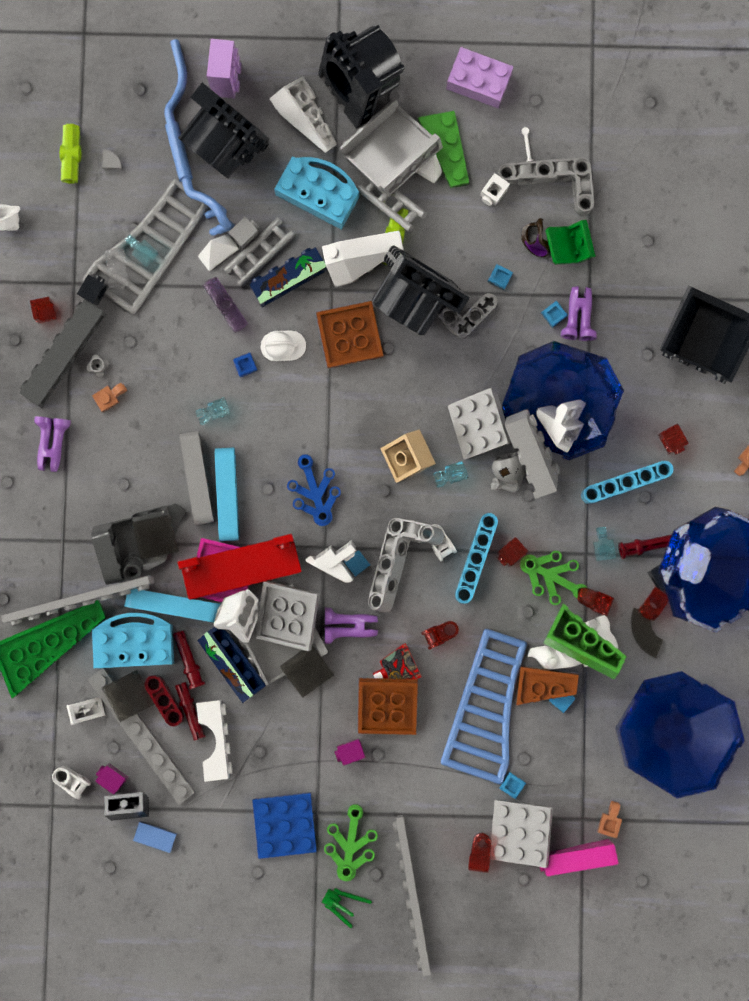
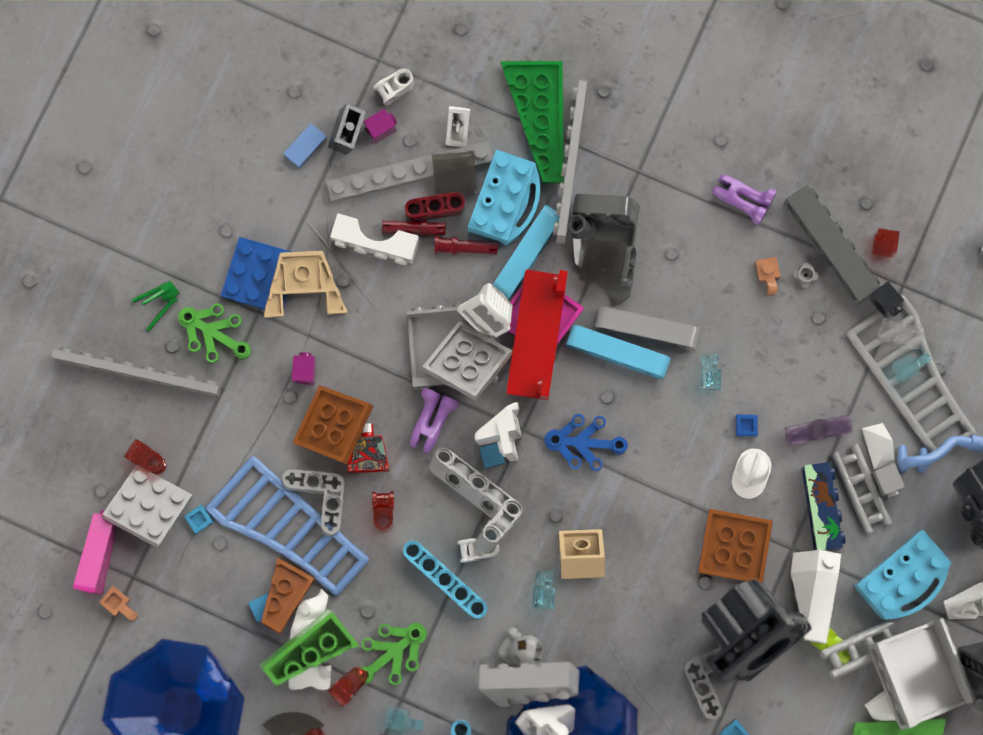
camera: 115 degrees right, 5 degrees down
(231, 663) = (443, 286): dark blue brick -> none
(269, 788) = (302, 274): none -> tan wing
(306, 671) = (403, 359): clear smoke tile -> none
(446, 685) = (329, 494): none -> light grey beam
(479, 423) = (584, 641): light grey plate -> none
(511, 552) = (435, 619): clear red brick -> none

